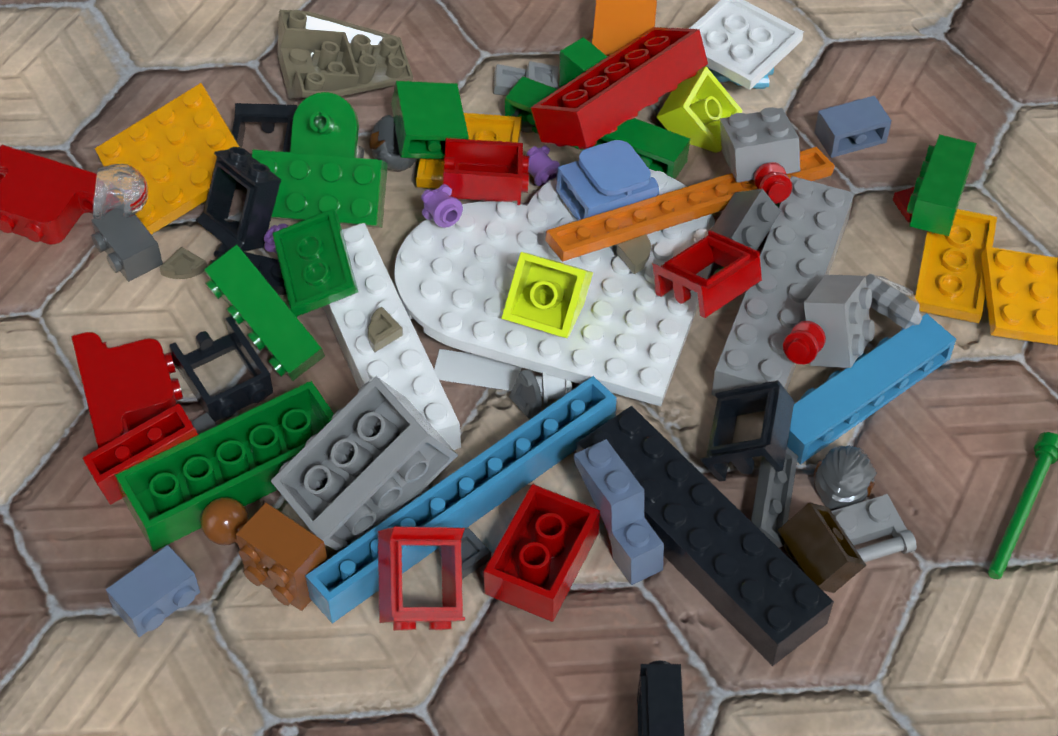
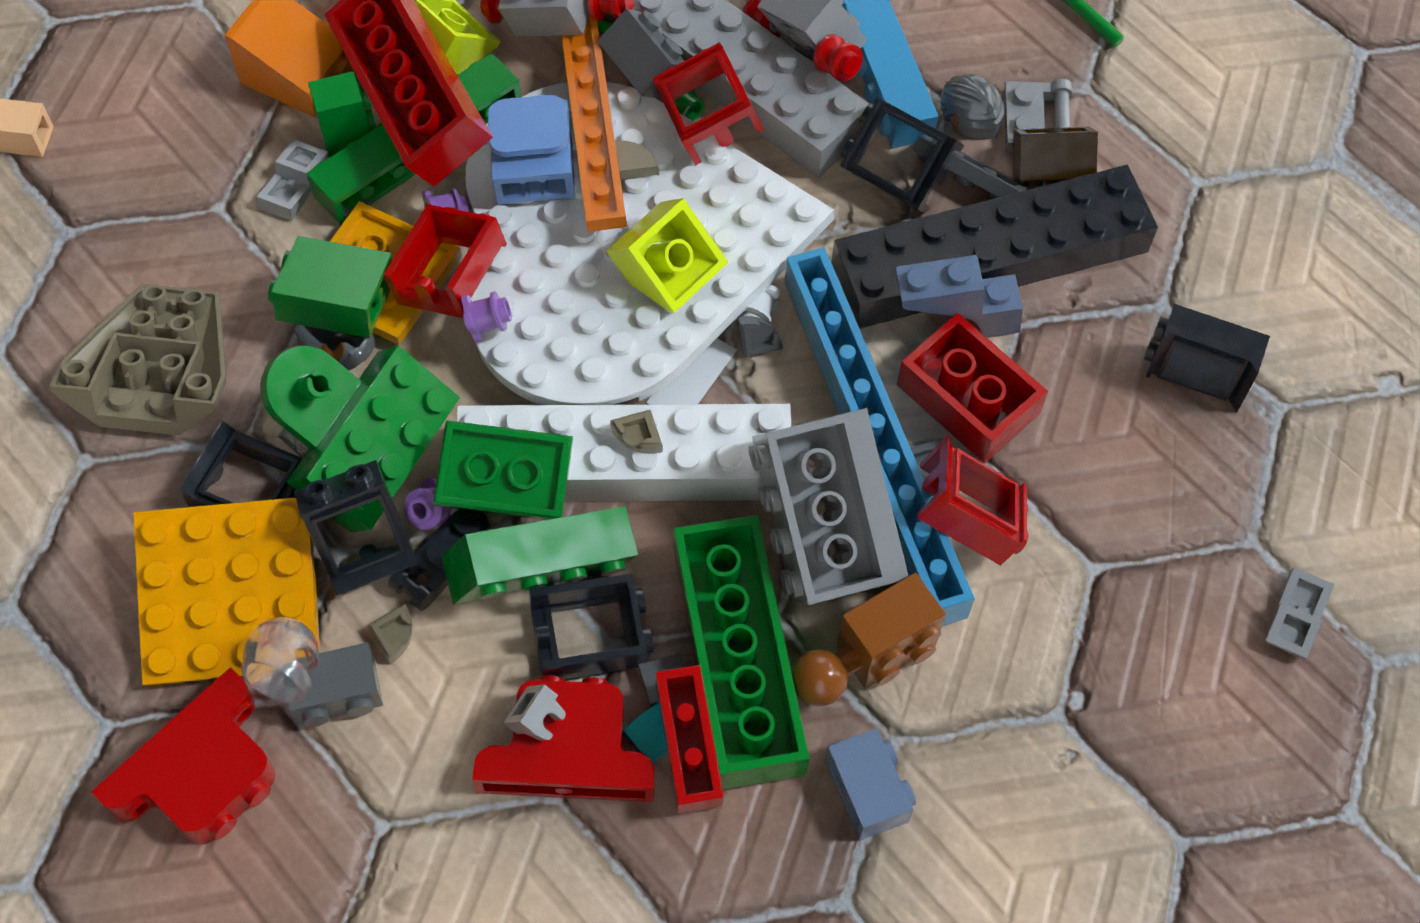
camera: 70 degrees left, 10 degrees up
(129, 344) = (530, 711): none -> light grey tile

